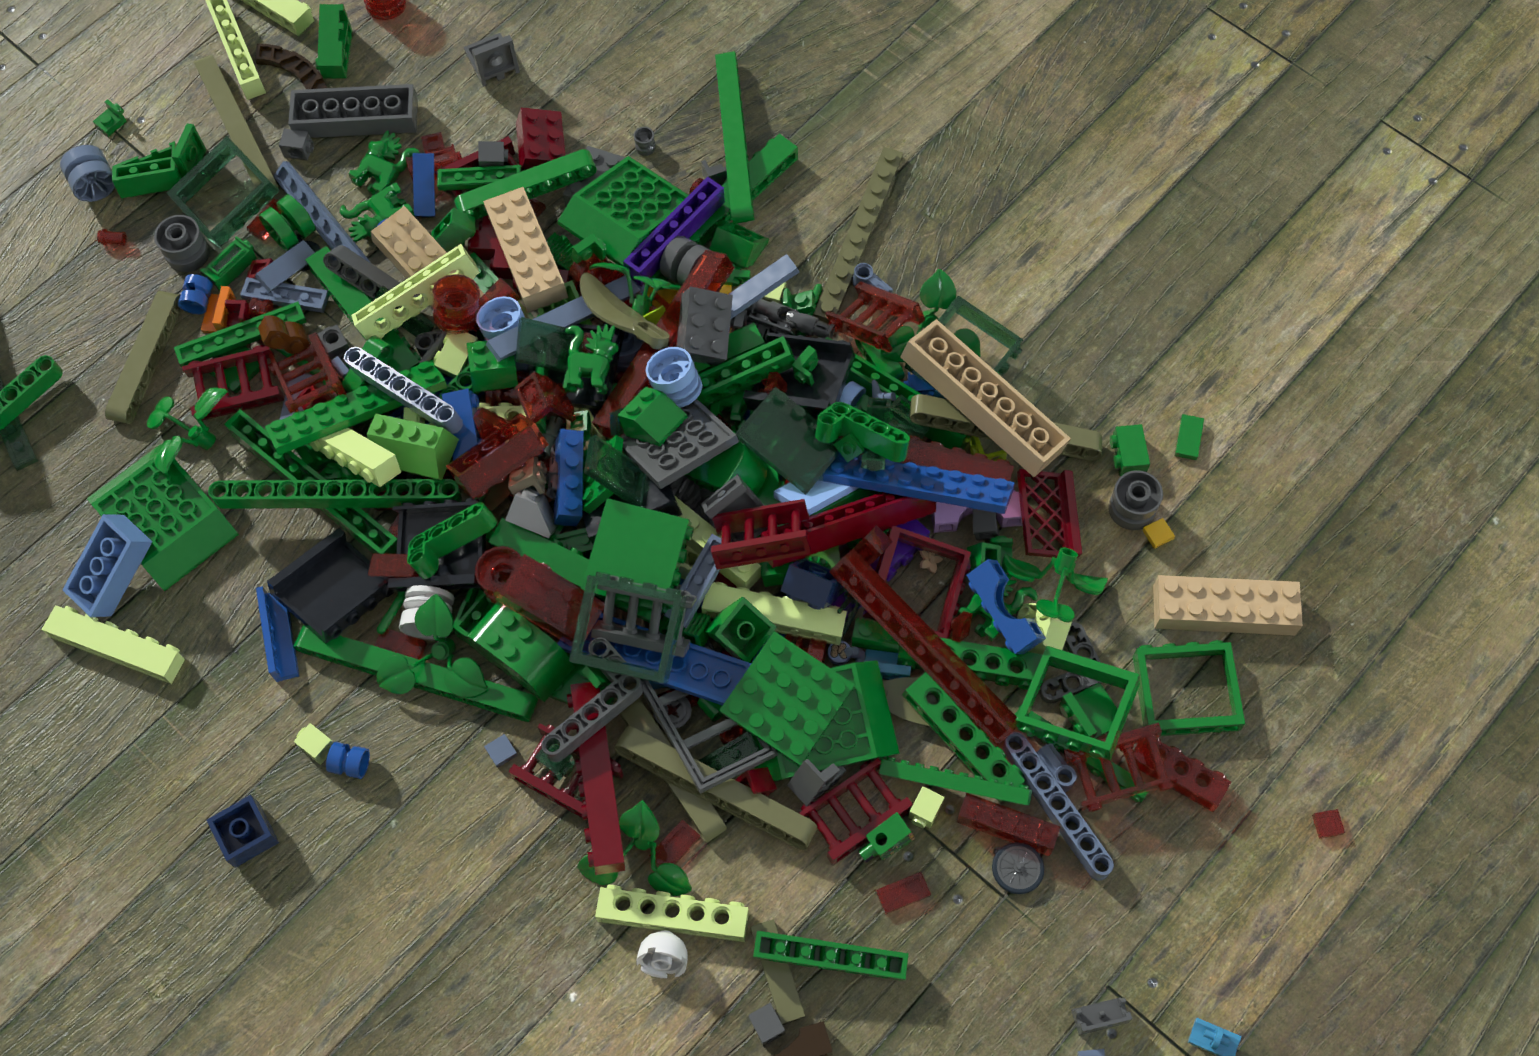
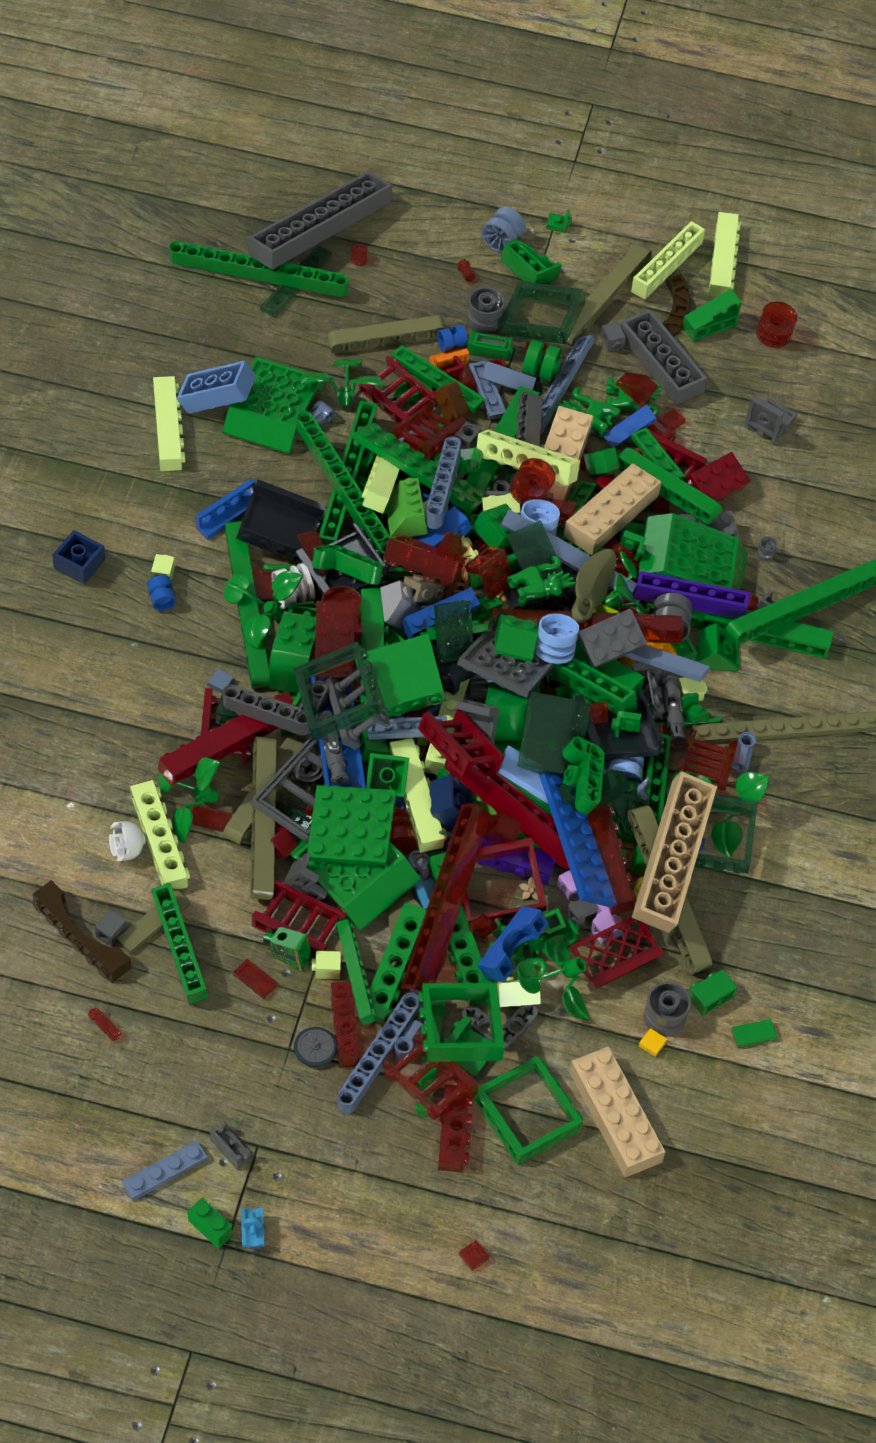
camera: 55 degrees right, 10 degrees down
(15, 325) = (359, 254): none -> clear red wheel
(188, 150) = (561, 274): green tile -> none
(206, 474) = (323, 412): none -> sand blue piece
(384, 150) = (637, 387): none -> clear red slope
(492, 153) = (681, 454): dark grey brick -> none
(701, 676) = (335, 762): none -> dark grey piece

